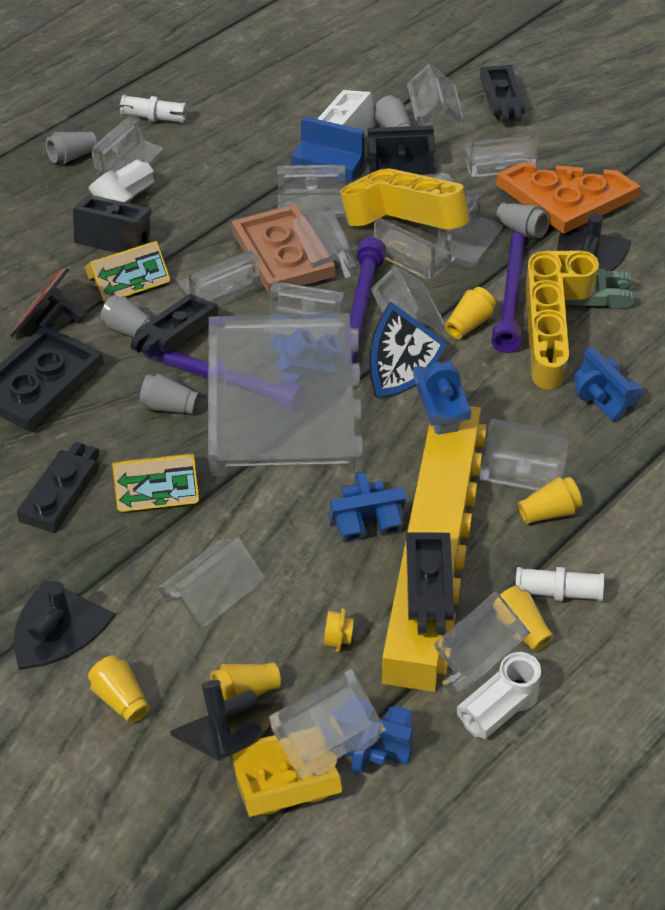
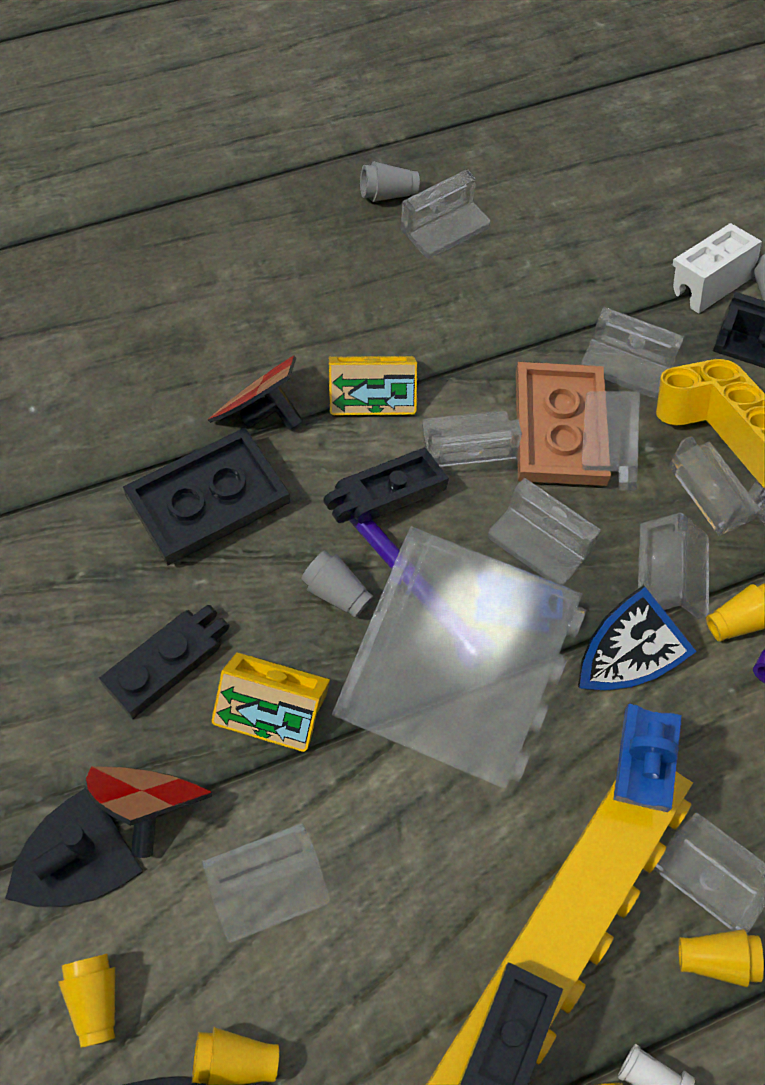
camera: 20 degrees right, 15 degrees up
(97, 574) = (138, 798): none -> shield
(110, 224) = (382, 311): black hinge -> none
(122, 315) = (339, 449): light grey cone -> none
(124, 183) = (411, 264): white piece -> none
(153, 109) = (502, 164): white pin -> none
(330, 145) = (679, 299): blue panel -> none
(338, 629) = (377, 1032): yellow plate -> none
(367, 502) = (514, 871): blue hips -> none
(370, 256) = (661, 474): dark purple piece -> none

